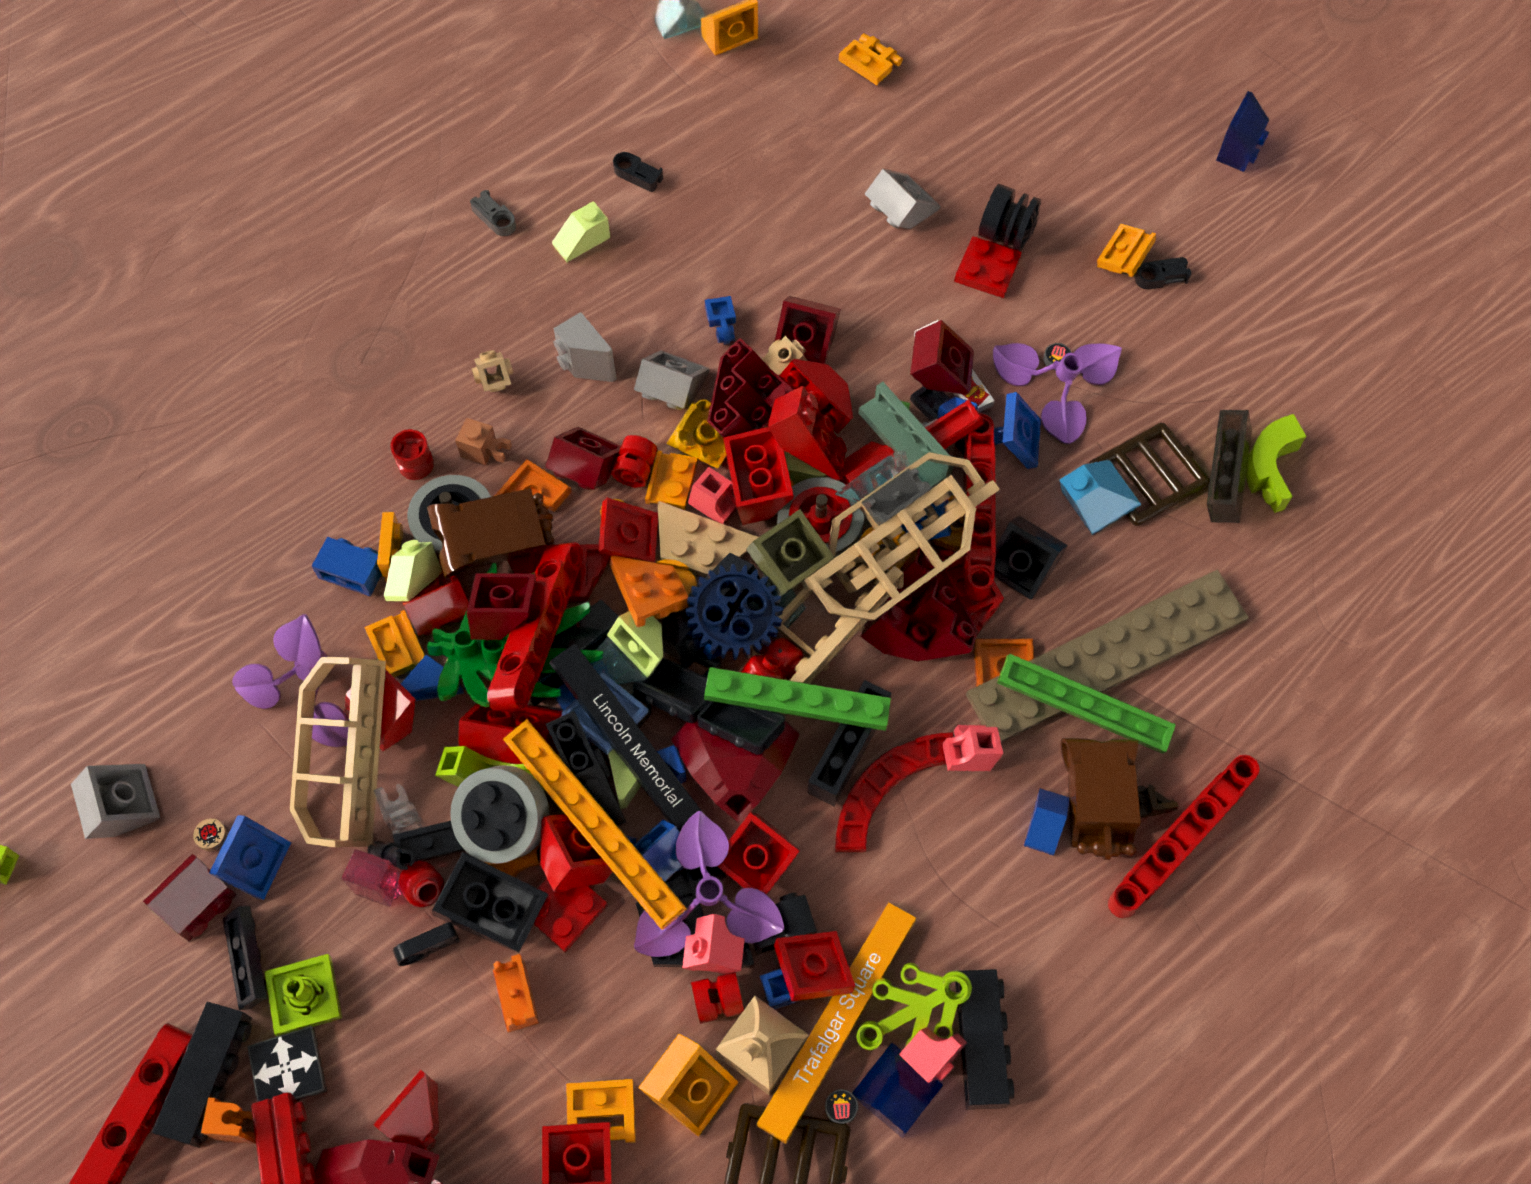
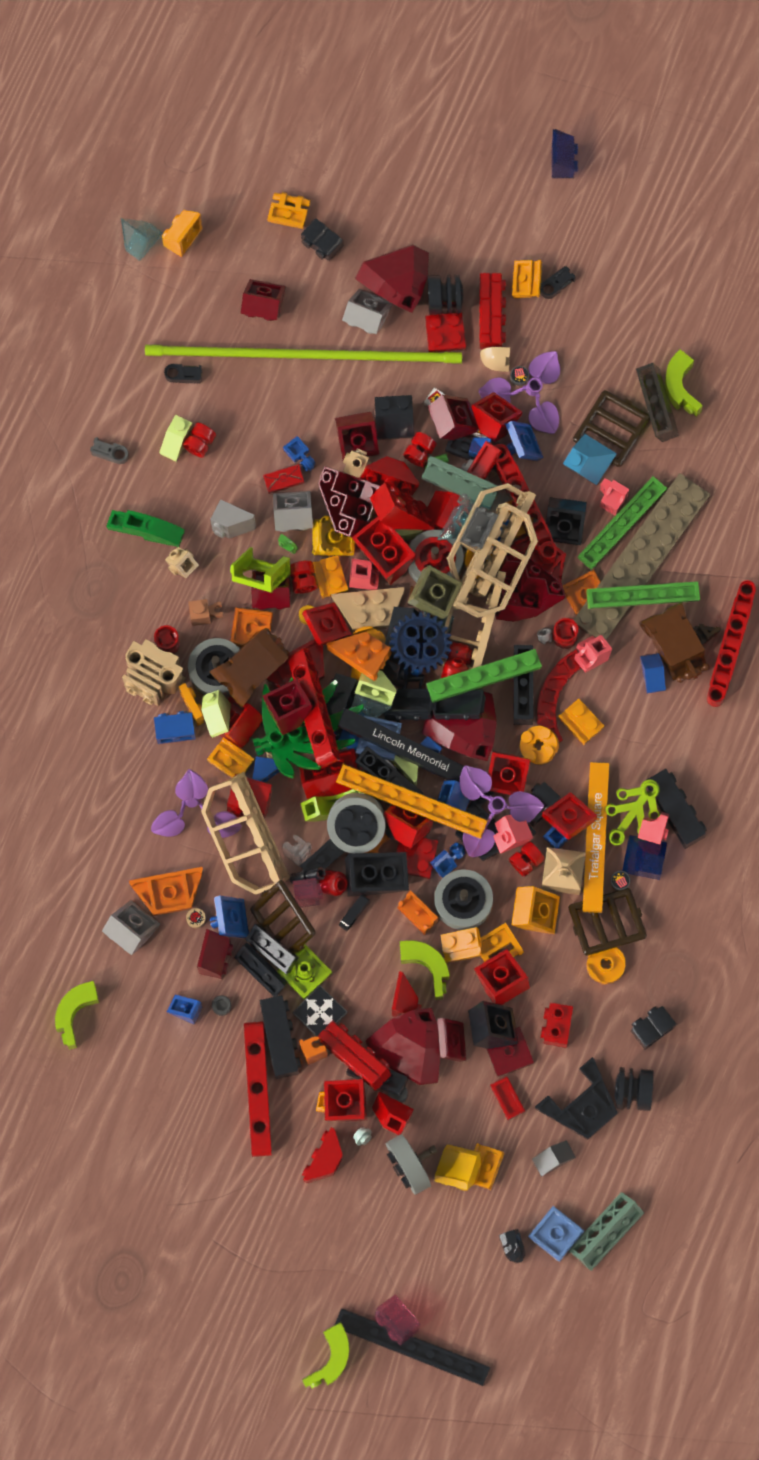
camera: 25 degrees left, 10 degrees up
(106, 959) = (185, 1008): none -> blue slope
(160, 980) = (221, 1005): none -> dark grey tile
(199, 778) = (168, 891): none -> orange wing
(276, 934) = (272, 948): none -> plate
(330, 909) = (289, 902): none -> dark brown bar
(366, 480) = (150, 674): none -> tan piece
(478, 311) = (146, 526): none -> green slope
(478, 1054) = (427, 956): none -> lime arch
(548, 1078) = (461, 945): none -> light orange plate
(588, 432) = (273, 576): none -> lime panel
(590, 1010) = (463, 899): none -> wheel
(595, 939) = (444, 862): none -> blue plate
(608, 245) = (200, 438): none -> red wheel
(640, 414) = (287, 544): none -> bright green tile
(684, 339) = (283, 479): none -> red tile
(779, 134) = (262, 300): none -> dark red slope
(835, 853) = (530, 738): none -> light orange plate
(866, 329) = (394, 417): none -> black slope
(868, 378) = (419, 450): none -> red wheel
(891, 102) = (321, 239): none -> black brick
(907, 837) = (581, 721): none -> light orange plate
(917, 692) = (545, 635): none -> light grey hinge
(948, 702) = (565, 633): none -> red wheel
(961, 173) = (397, 276): none -> dark red brick
(972, 293) = (160, 350): none -> lime piece
(993, 378) = (493, 414): none -> red slope
(1038, 322) = (496, 358): none -> tan brick
(1059, 266) = (490, 310): none -> red brick
(1103, 597) = (622, 523): none -> bright green plate
(1110, 556) = (614, 496): none -> coral brick

